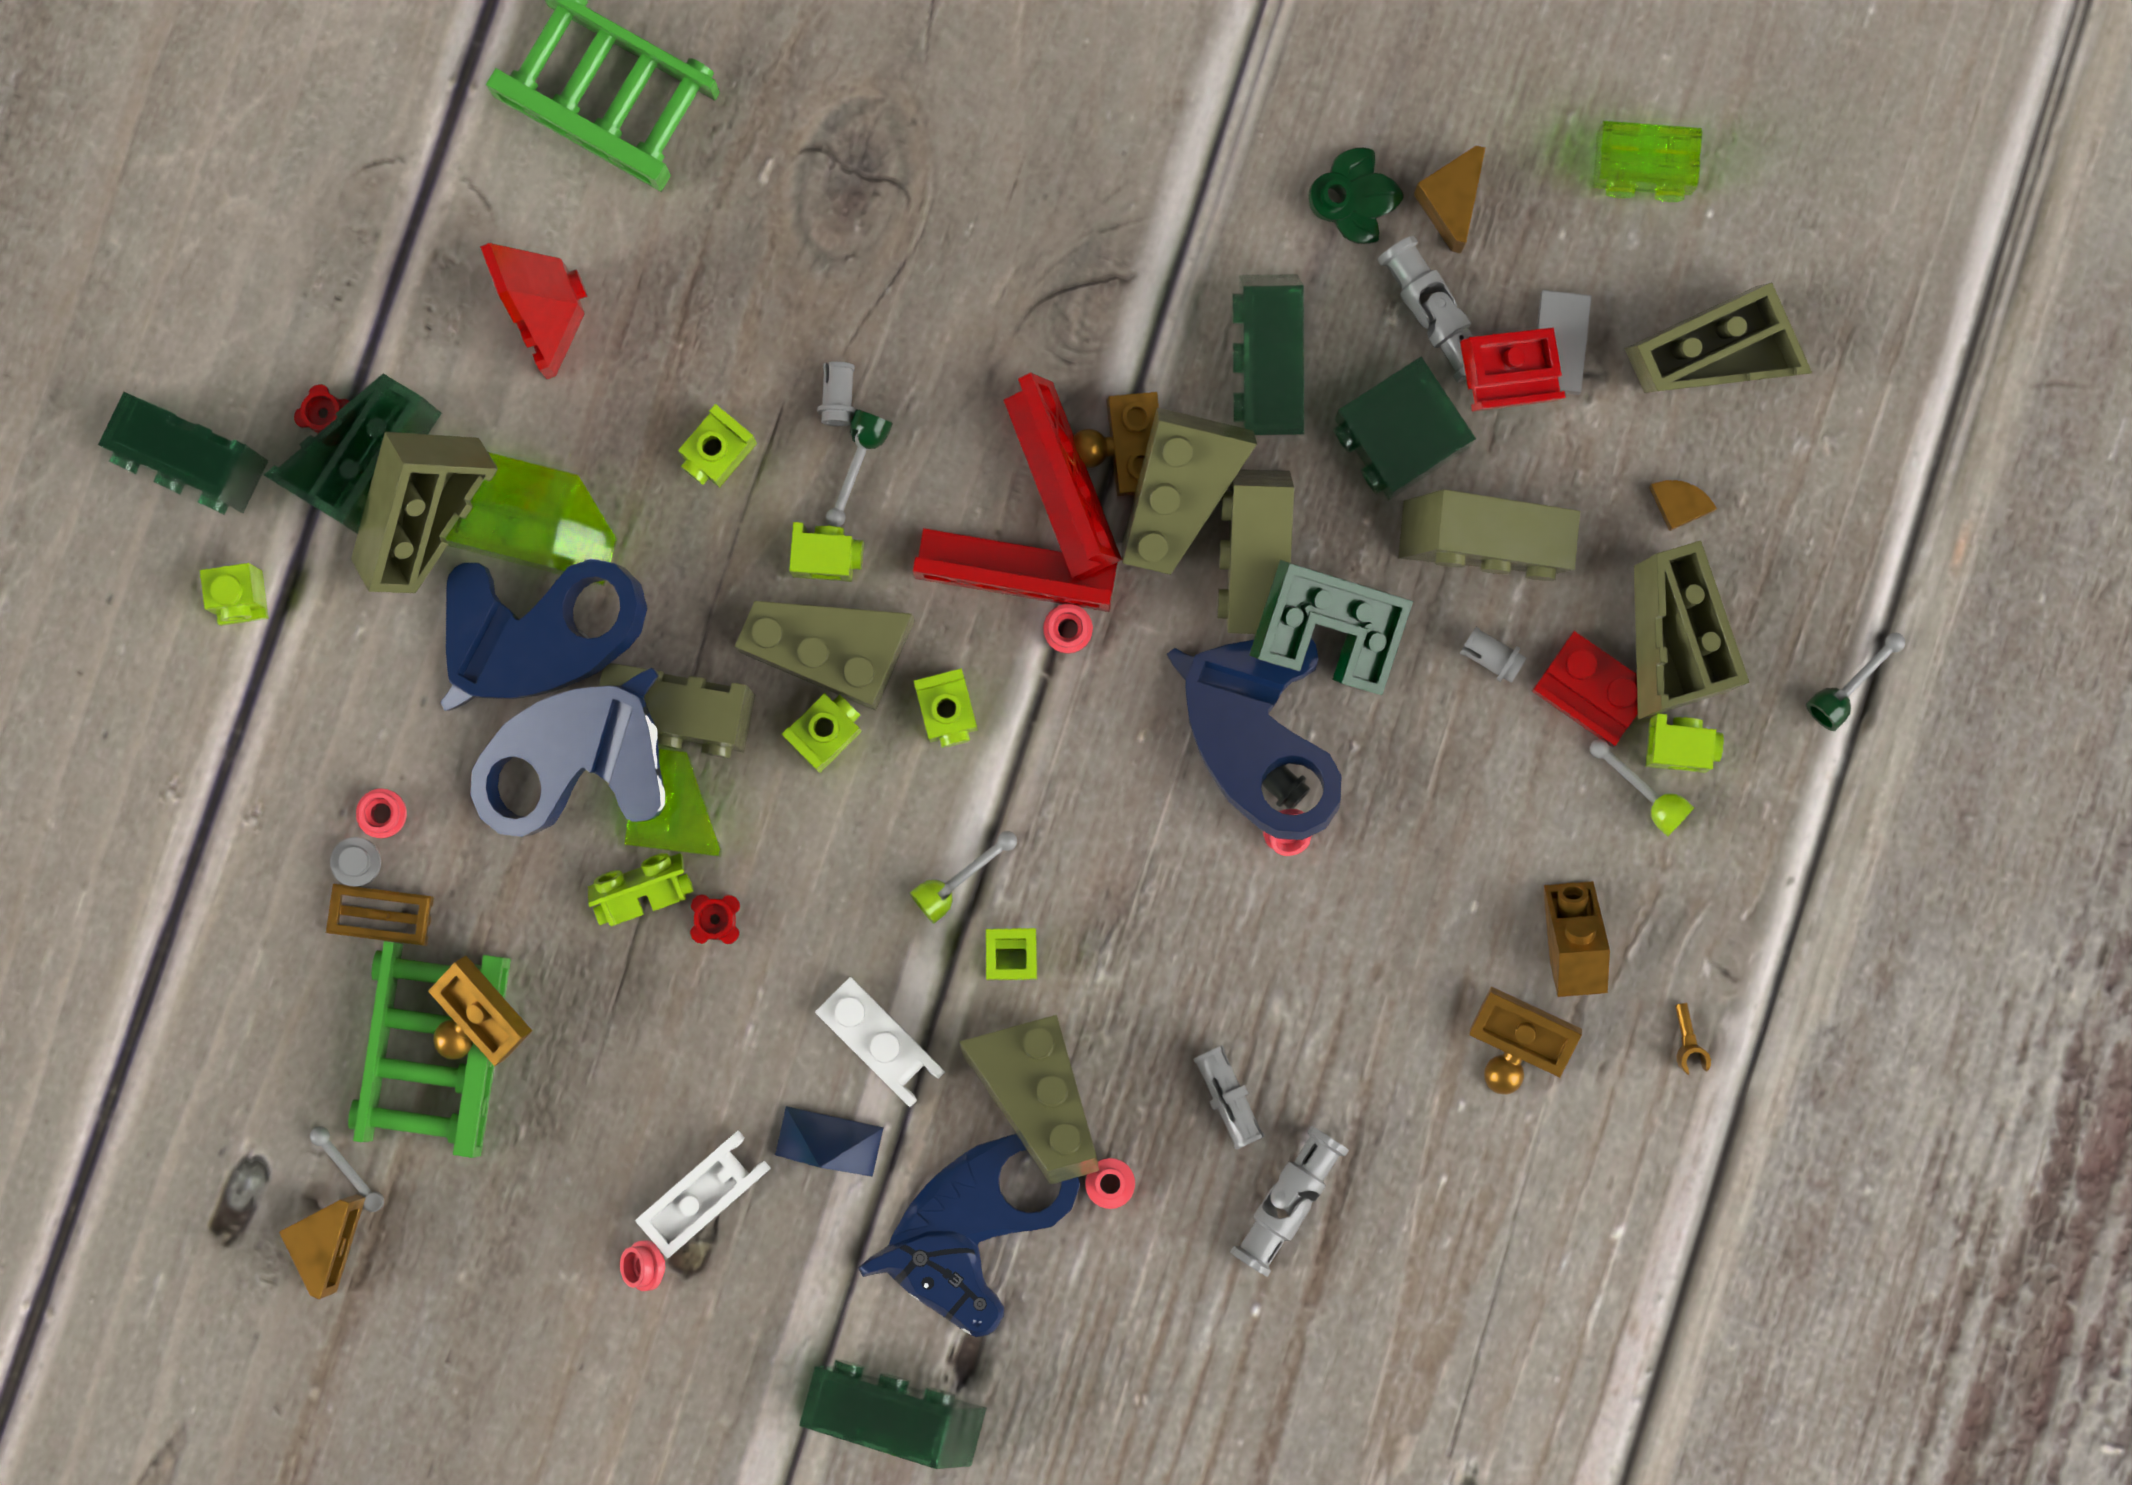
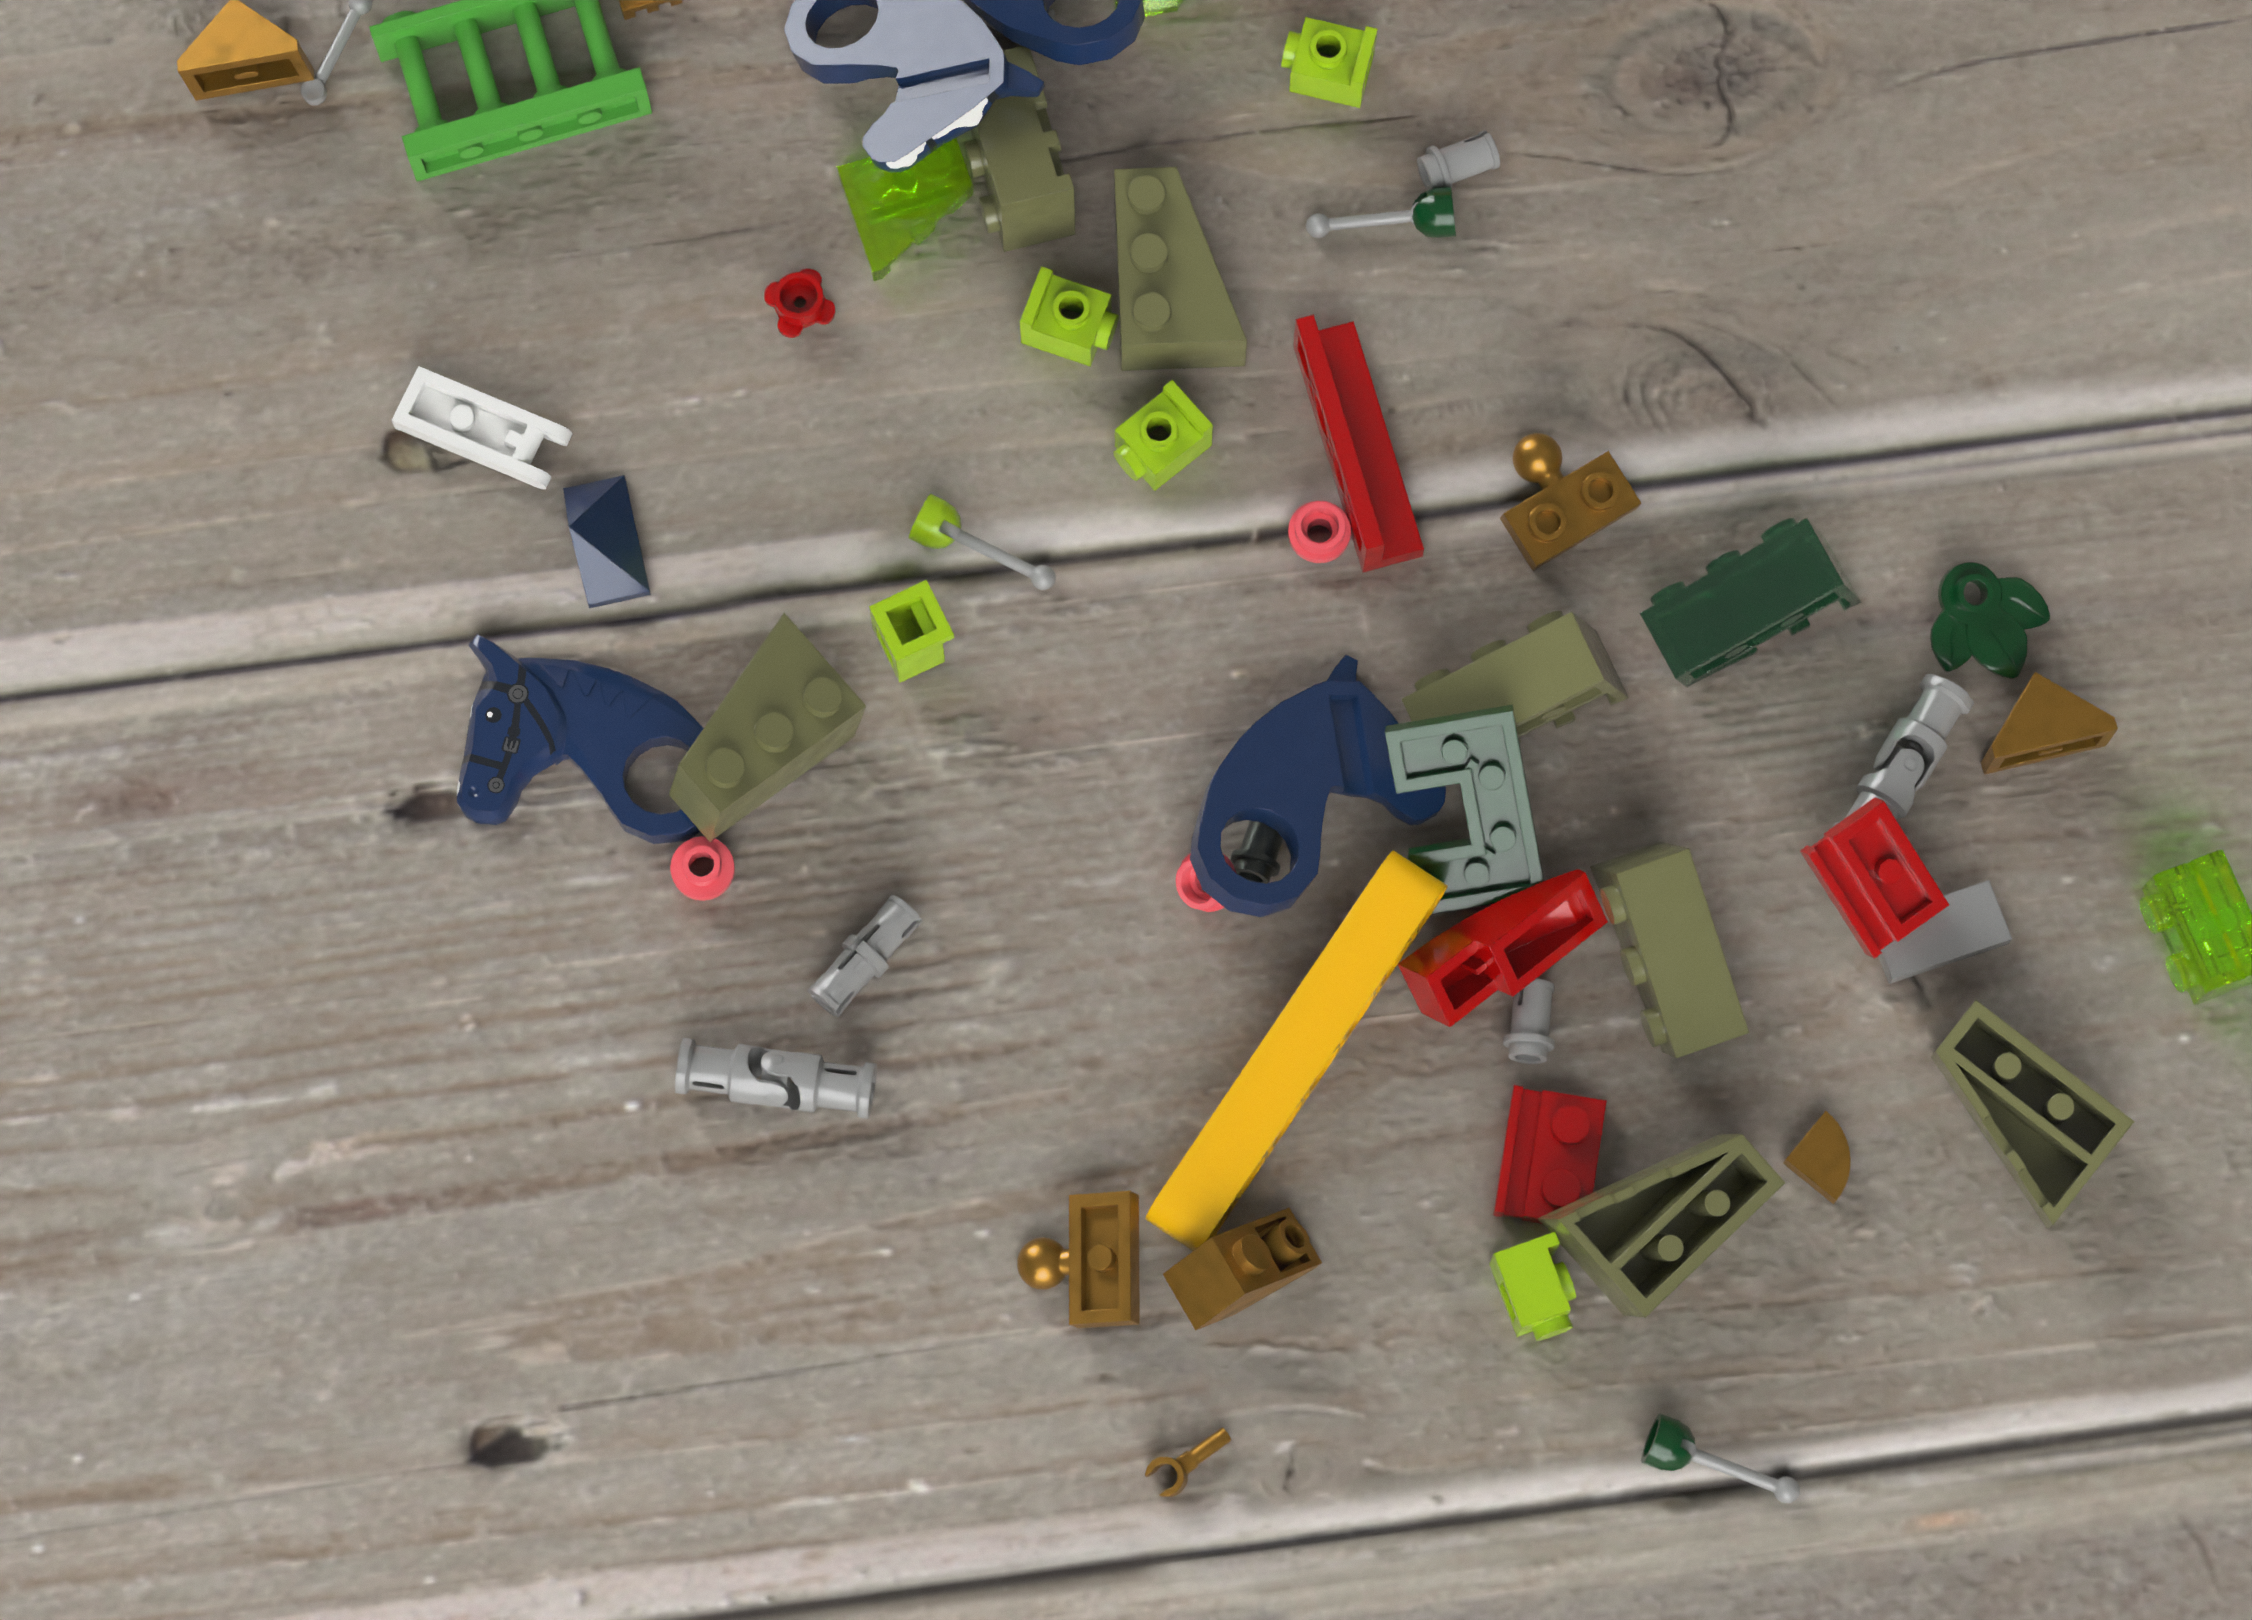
camera: 60 degrees right, 10 degrees down
(477, 1015) = (568, 88): pearl gold plate -> none
(620, 892) = (813, 219): lime hinge -> none
(642, 1266) = (371, 400): coral plate -> none
(824, 554) = (1269, 226): lime brick -> none
(876, 1038) = (748, 537): white hinge -> none
(892, 1417) = (322, 748): clear green wedge -> none
(1061, 477) = (1489, 439): red fence -> none
(1179, 486) = (1542, 561): olive wedge -> none
(1403, 429) = (1739, 793): clear green piece -> none
(1436, 649) = (1502, 946): none -> red slope
(1444, 828) = (1296, 1052): none -> yellow beam
(1667, 810) = (1448, 1309): hinge -> none

